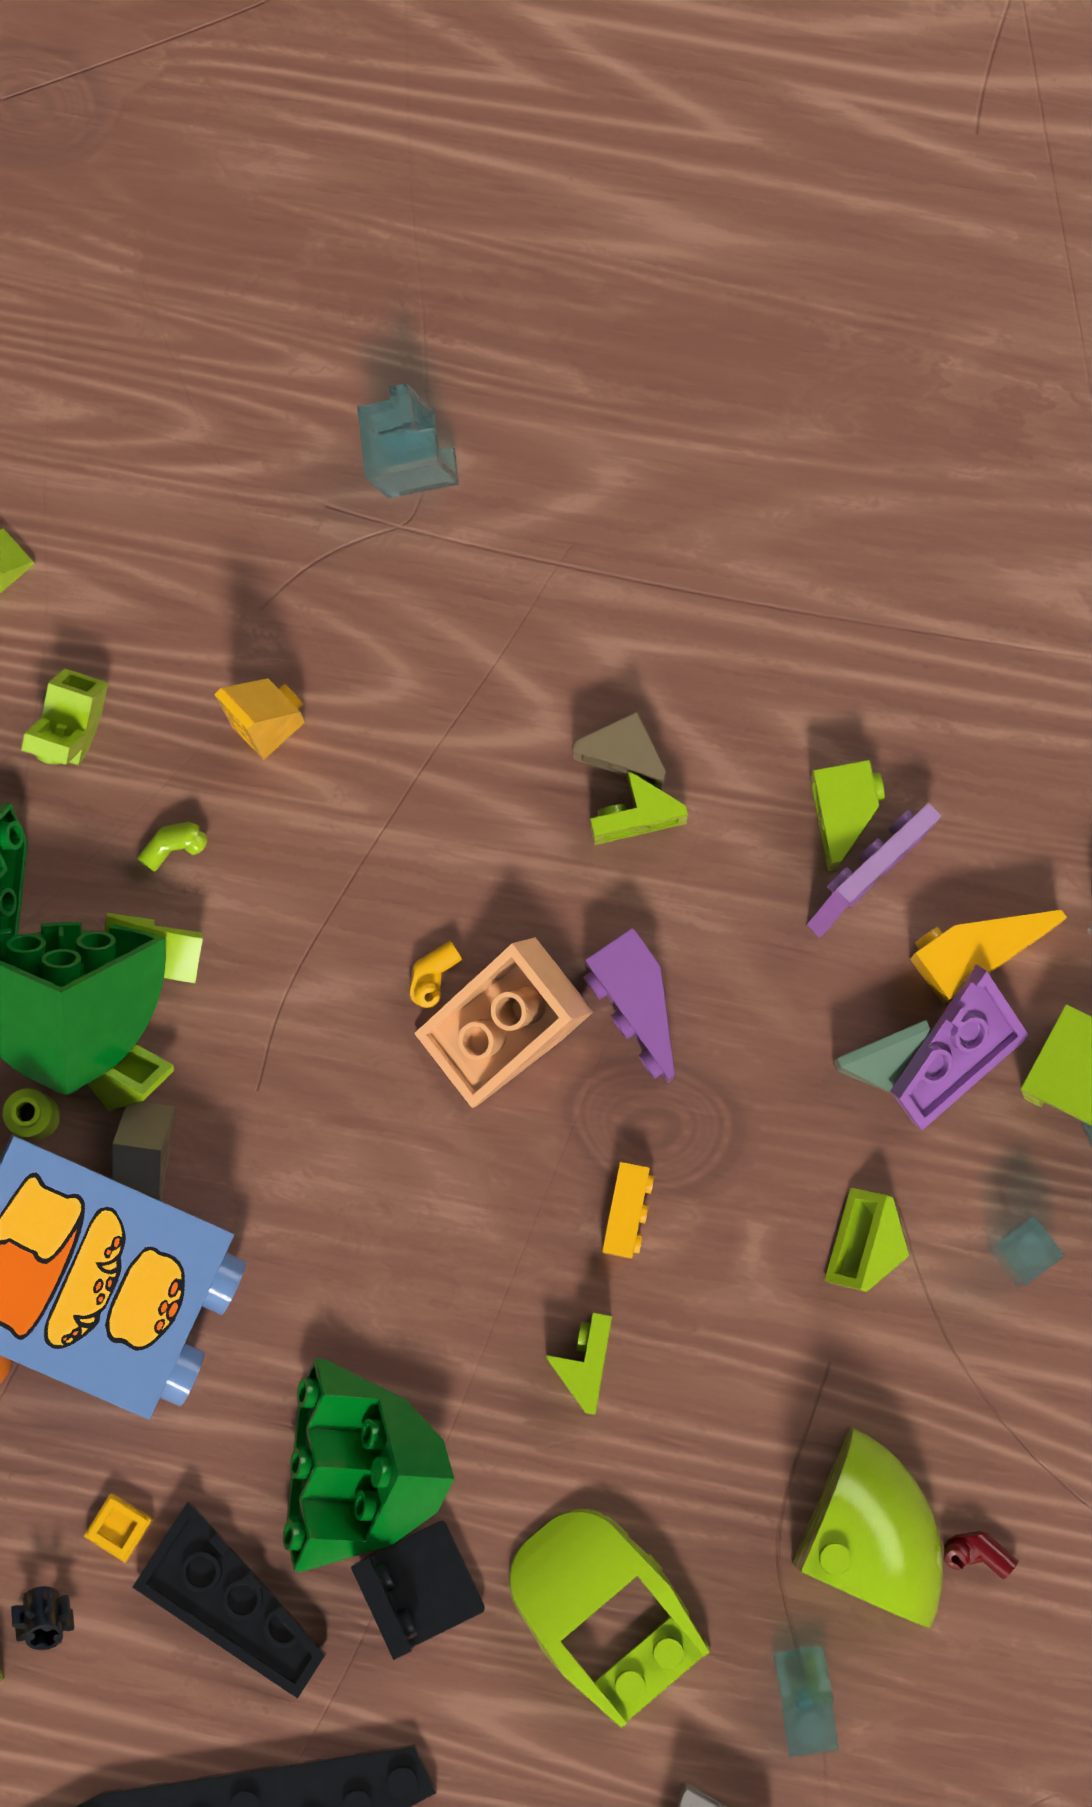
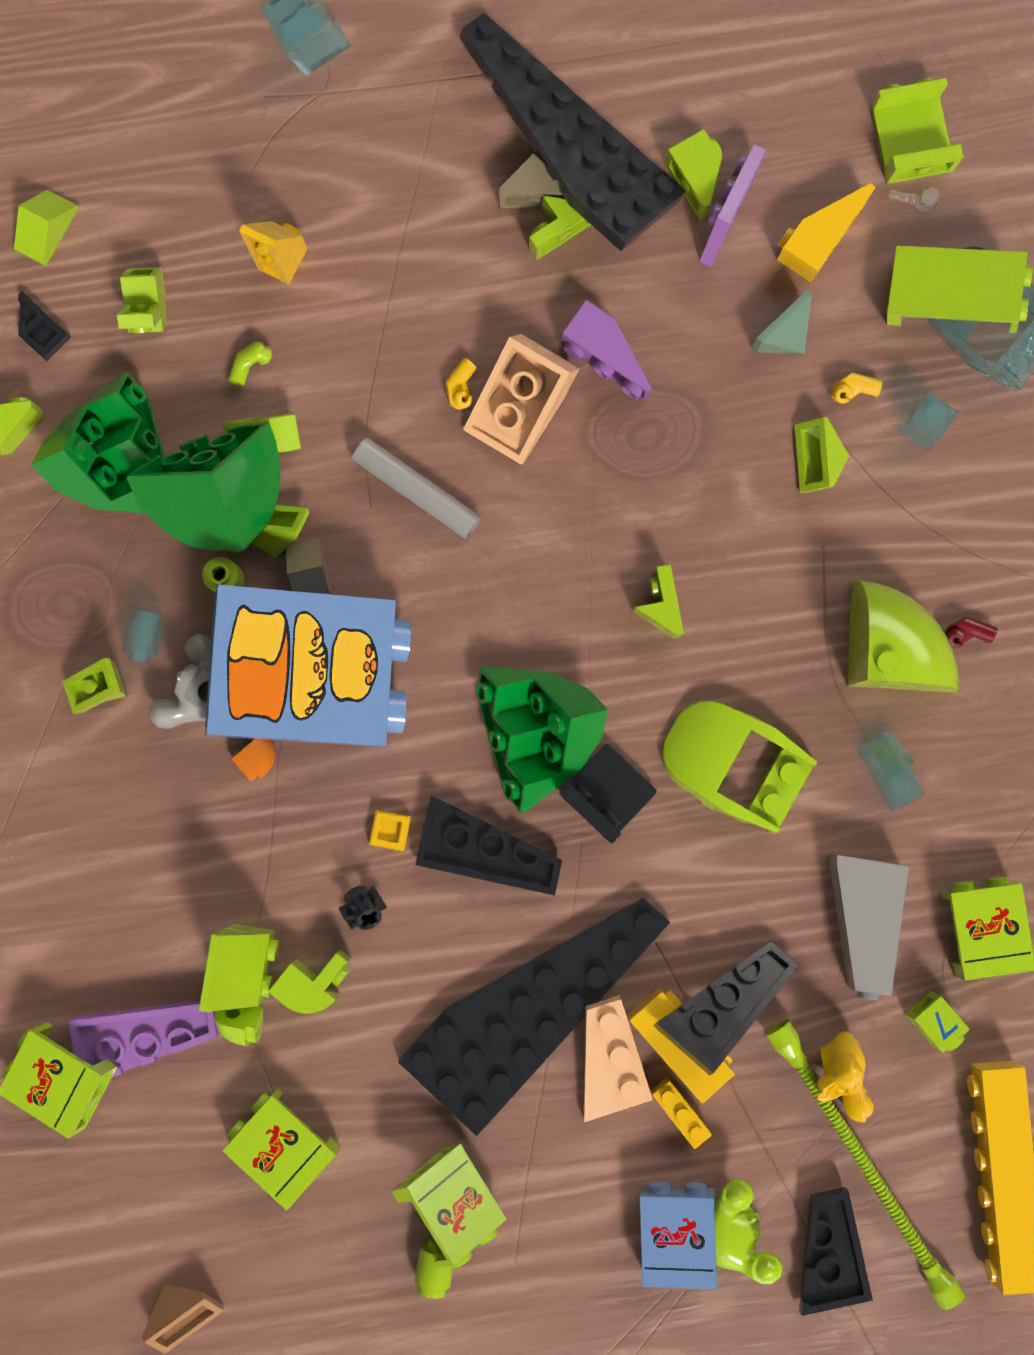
camera: 25 degrees left, 5 degrees up
(323, 1089) = (416, 488): none -> light grey piece
(627, 1210) = (652, 494): yellow piece -> none
(708, 744) = (595, 164): none -> black wing
(945, 1164) = (854, 384): none -> yellow arm
(960, 1049) = (836, 302): medium lavender wing -> none

